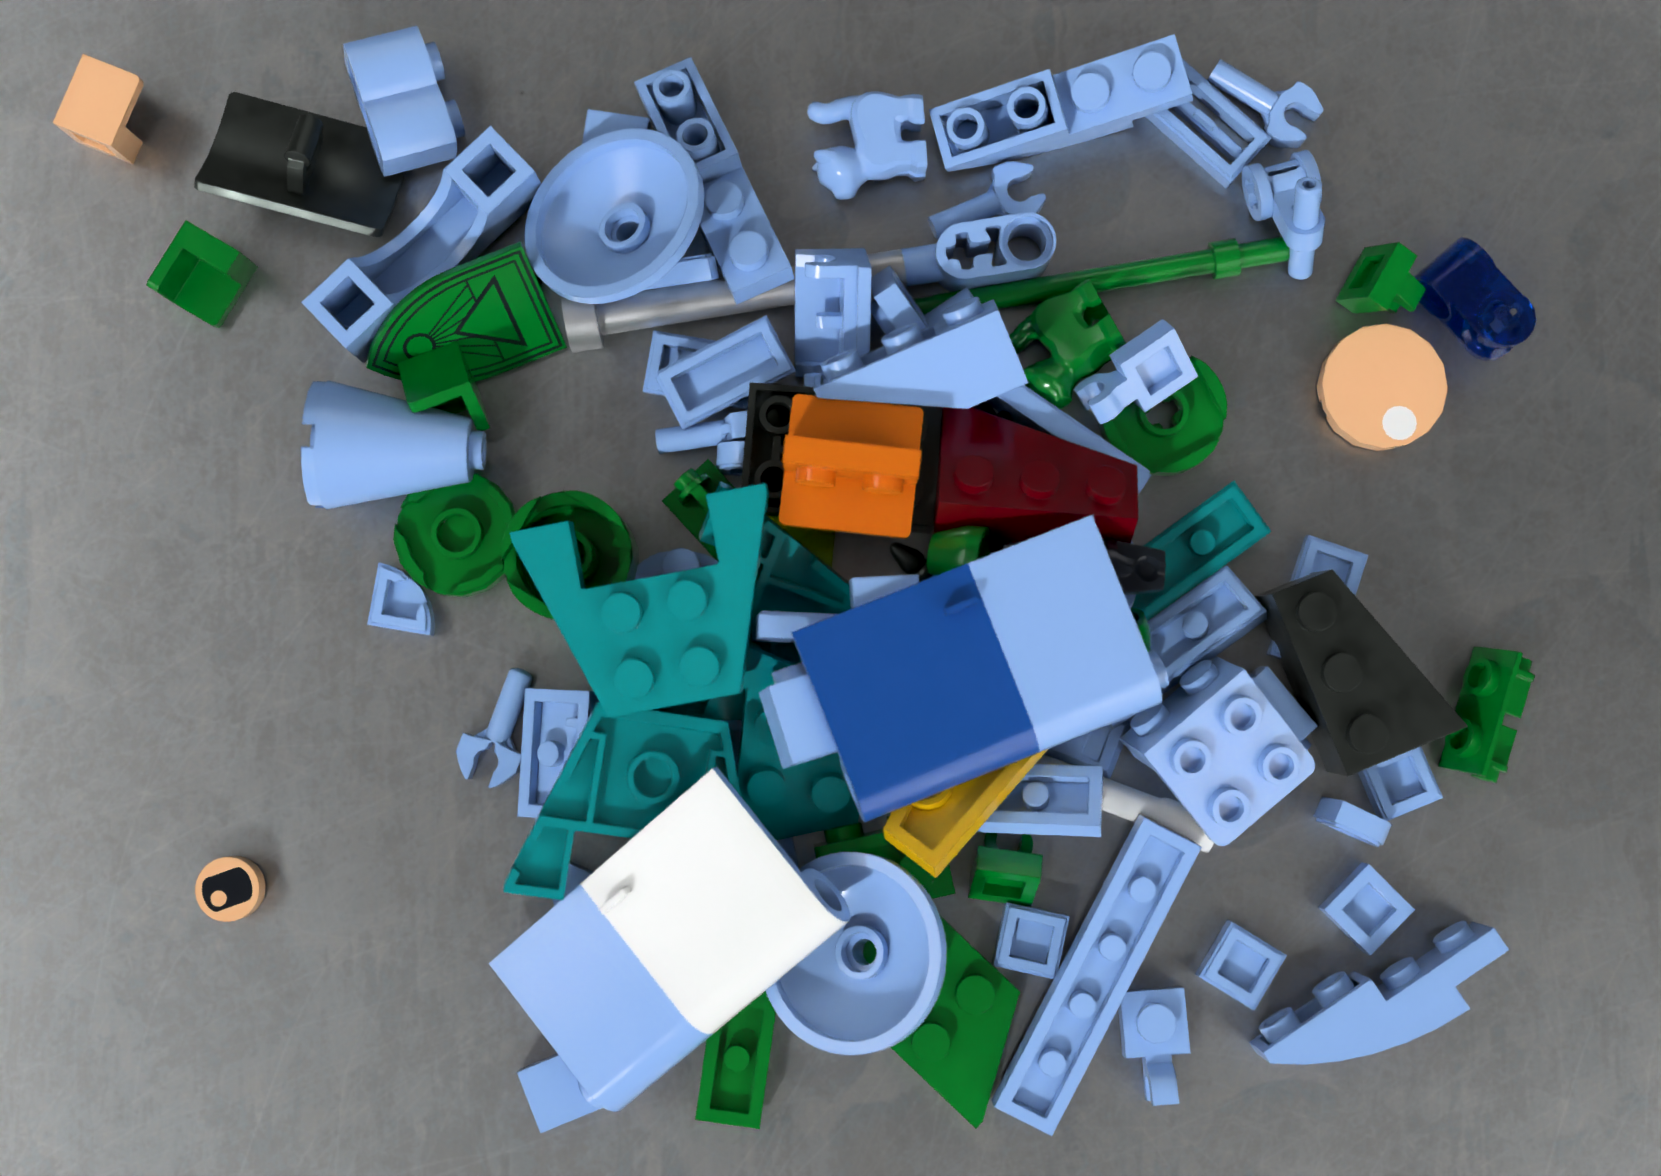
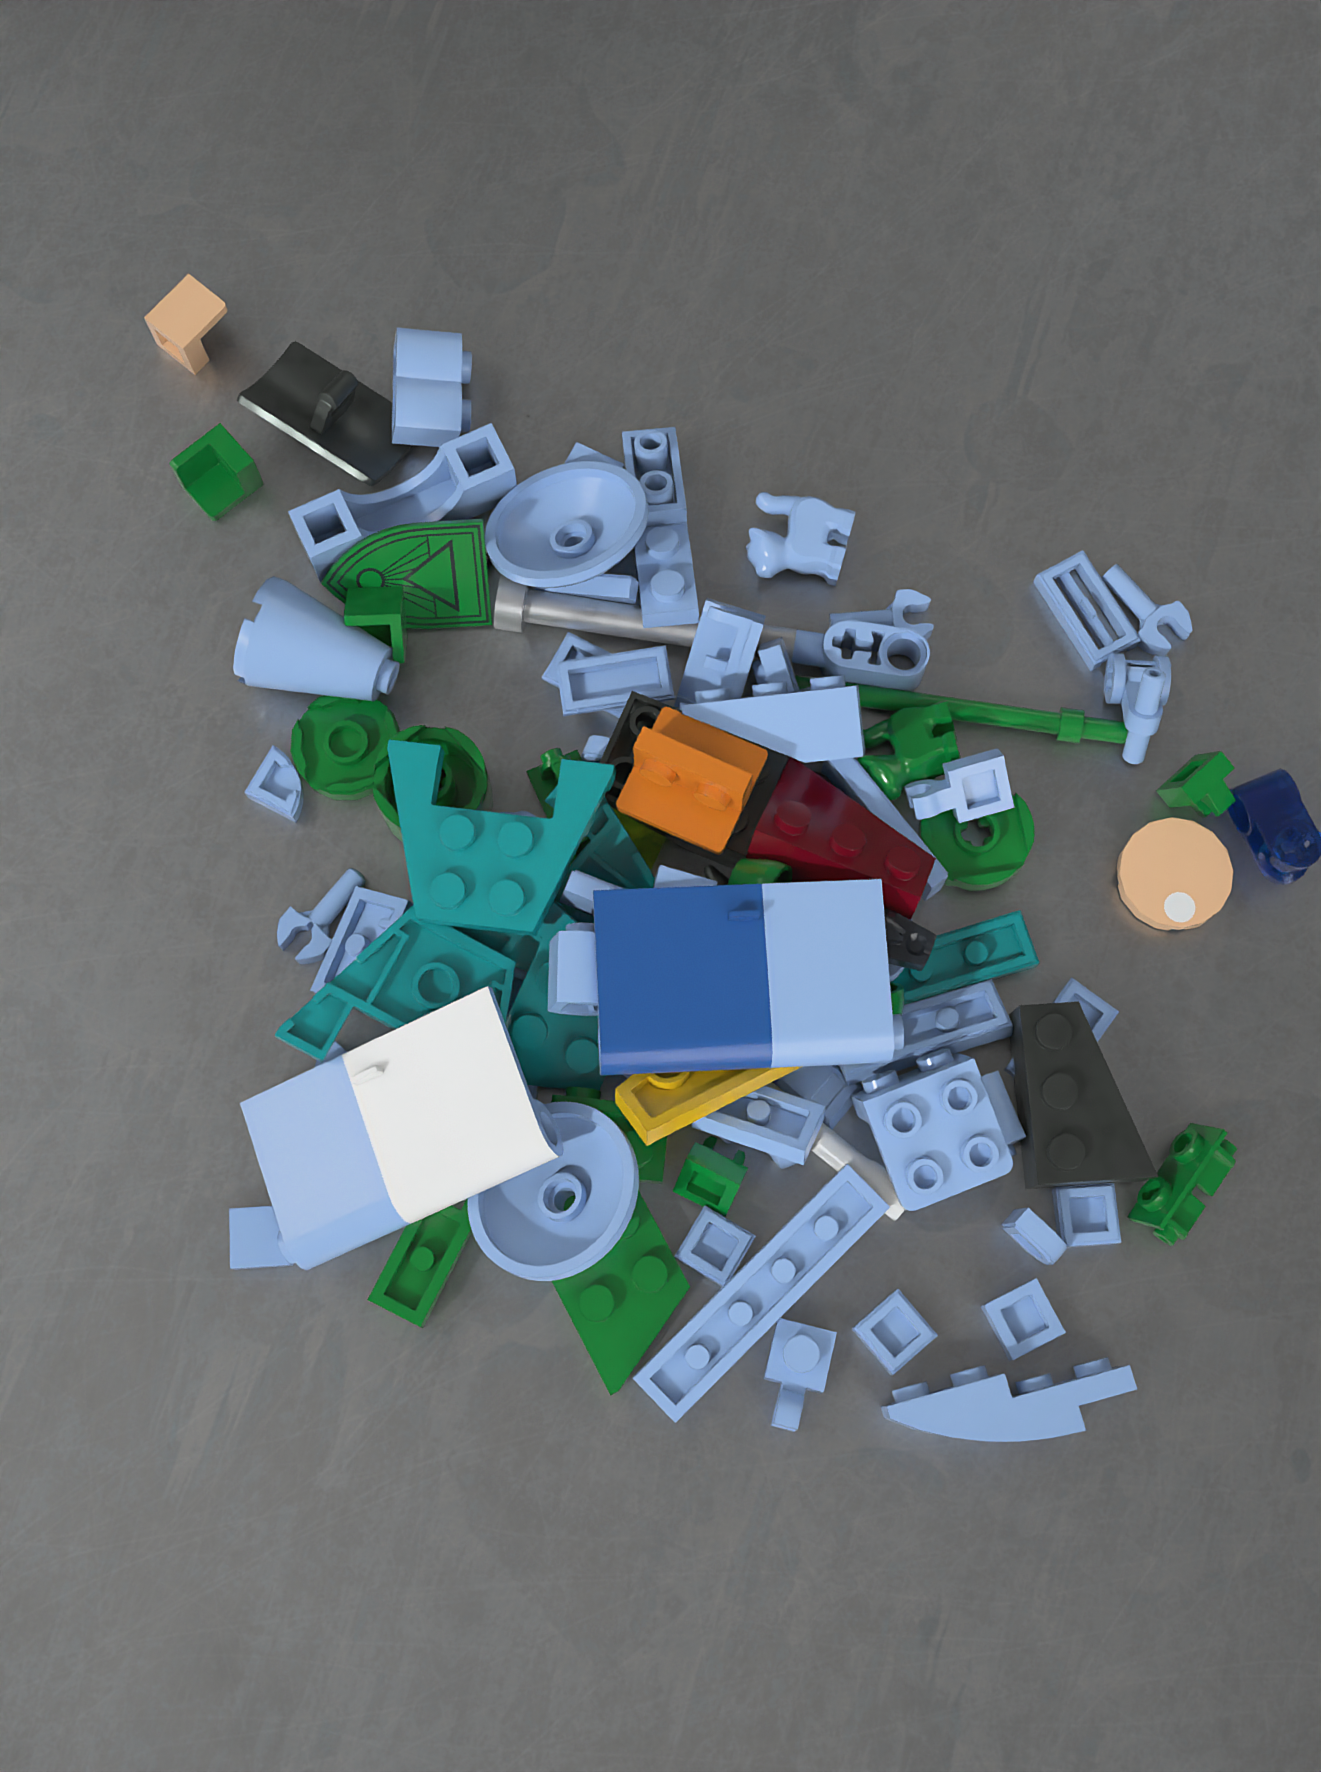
camera: 20 degrees right, 10 degrees down
(230, 888) = (47, 972): light nougat tile -> none
(702, 434) = (576, 726): light blue bar -> none
(1062, 108) = (964, 562): light blue slope -> none

